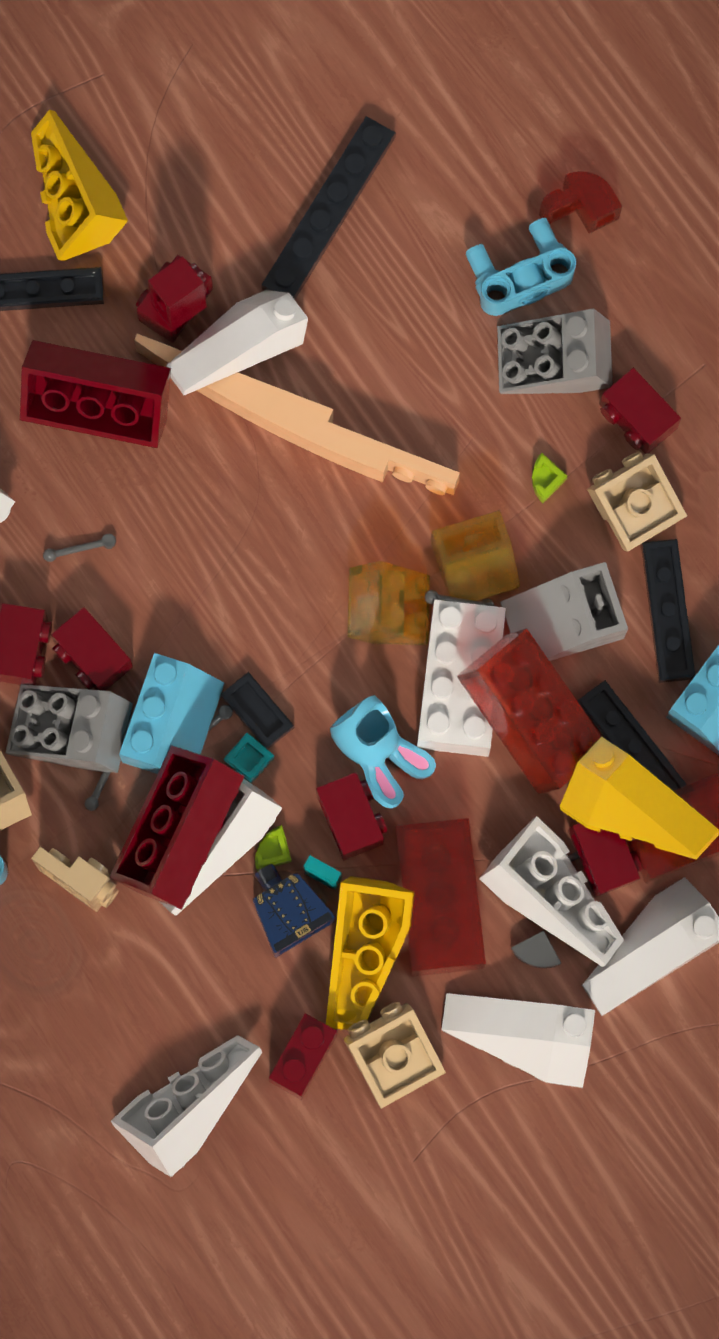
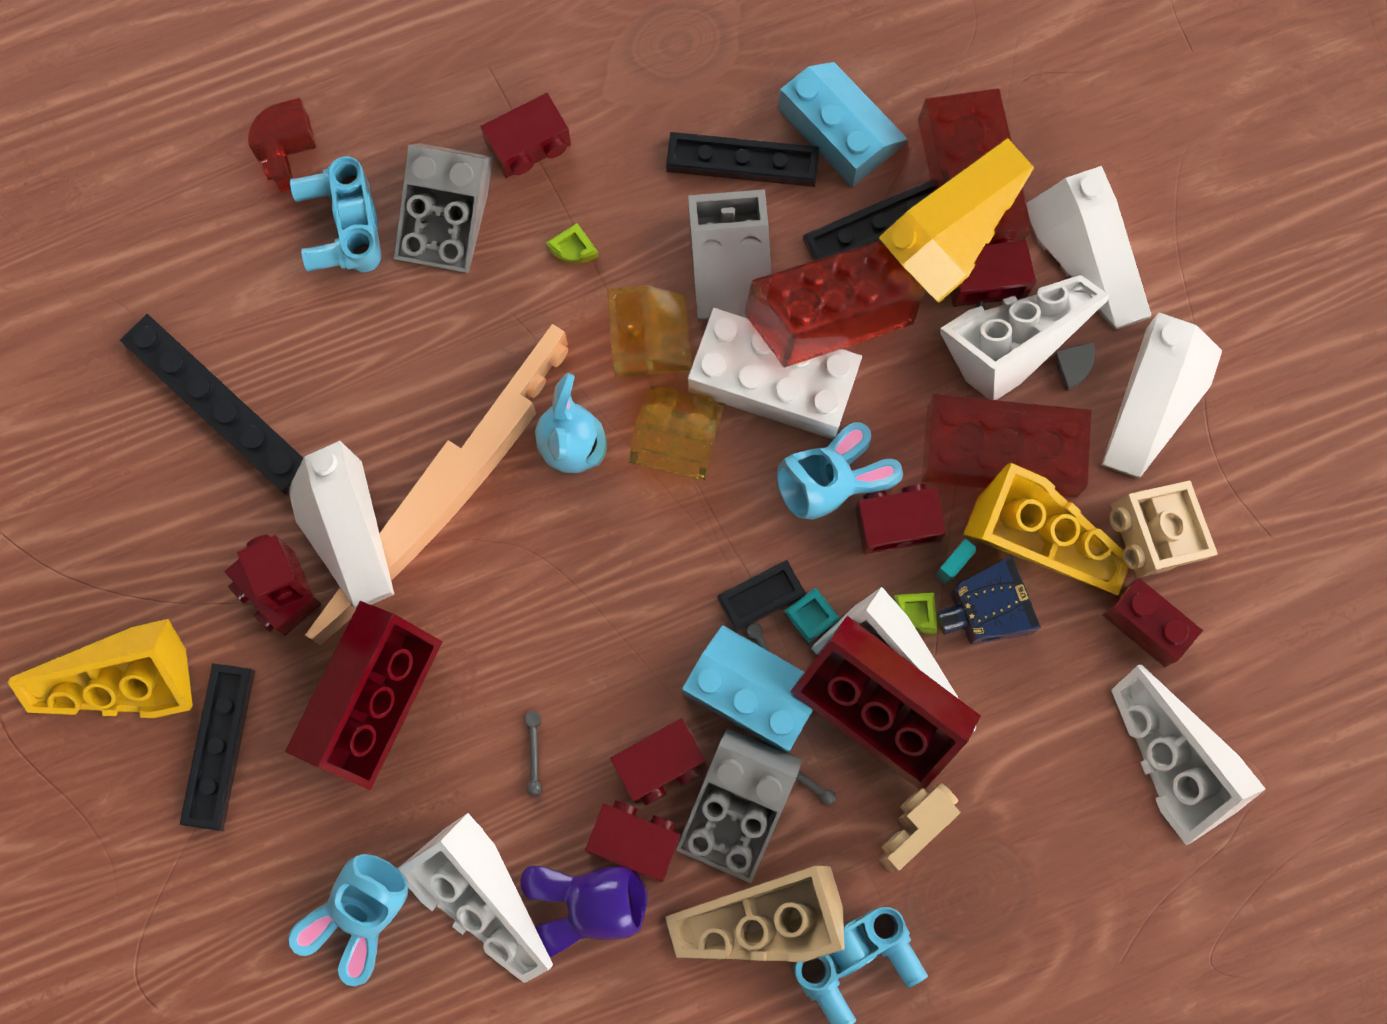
camera: 75 degrees left, 0 degrees up
(362, 508) = (569, 432): none -> medium azure piece
(432, 595) = (681, 382): dark grey hinge -> none
(636, 500) = (620, 159): tan plate -> none

